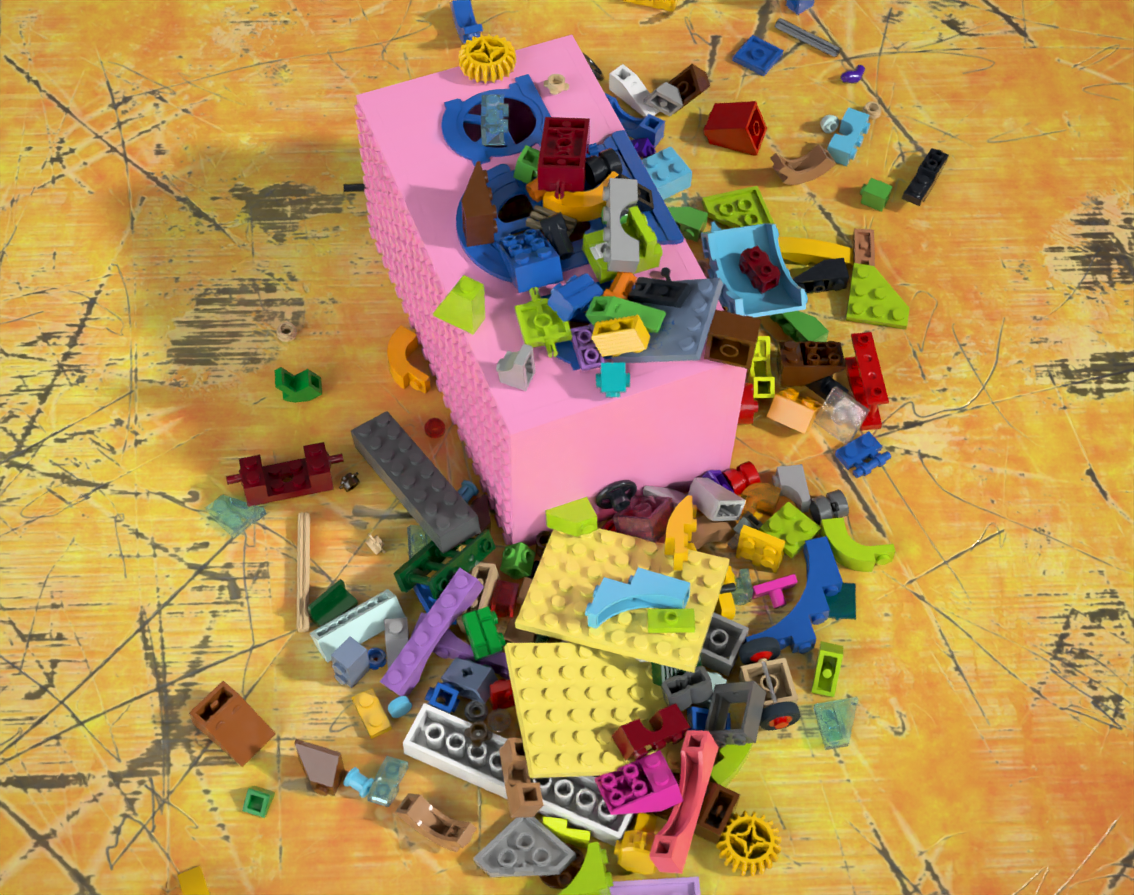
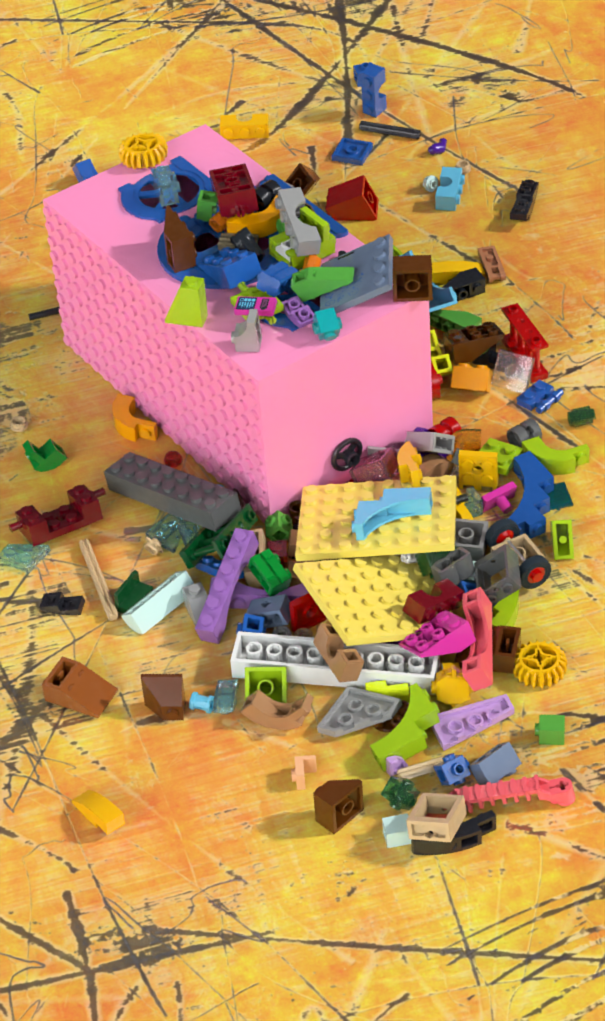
camera: 10 degrees left, 15 degrees down
(254, 595) = (61, 605): none -> black slope
(258, 801) = (120, 737): green slope -> none
(349, 481) = (114, 510): dark brown plate -> none
(350, 662) = (164, 622): sand blue brick -> none
(371, 713) = (194, 658): yellow plate -> none
(376, 653) = (183, 620): blue plate -> none
(393, 529) = (166, 532): none -> clear light blue wing
(399, 706) = (216, 646): medium azure tile -> none
(436, 784) = (269, 680): none -> lime slope
(478, 726) = (291, 637): dark brown plate -> none
(537, 330) = (265, 305): none -> tile
(556, 84) = (206, 154): tan plate -> none
(573, 518) = (316, 477): lime slope -> none
(620, 336) = (324, 291): yellow brick -> none
(659, 292) = (346, 256): black plate -> none
(671, 620) = (423, 518): lime plate -> none
(793, 485) = (490, 426): light grey arch -> none
(805, 168) = (422, 217): medium nougat arch -> none
(836, 721) = (581, 571): clear light blue wing -> none
(874, 299) = (508, 289): lime plate -> none
(875, 194) = (487, 222): bright green brick -> none
(900, 498) = (581, 416): none -> clear green brick

